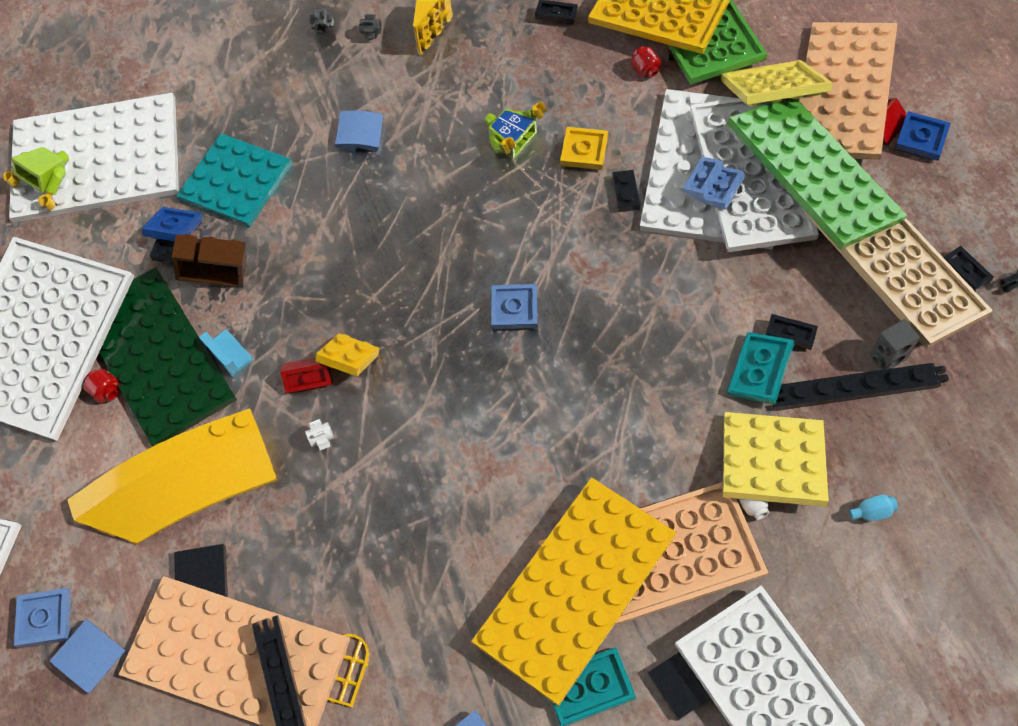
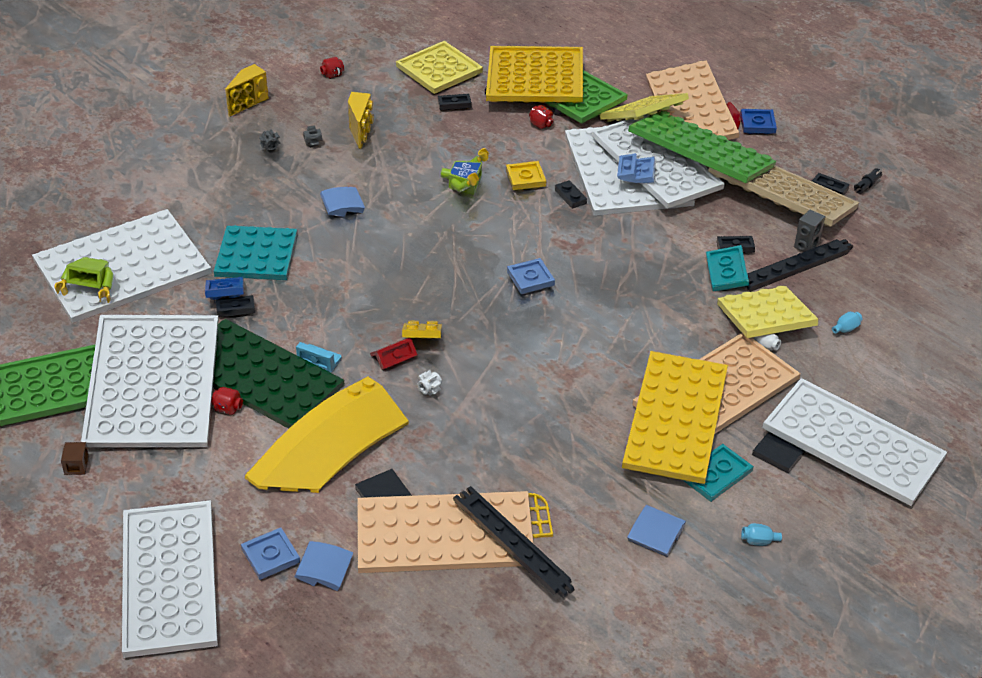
camera: 30 degrees left, 20 degrees down
(209, 260) = (277, 296): reddish brown piece -> none

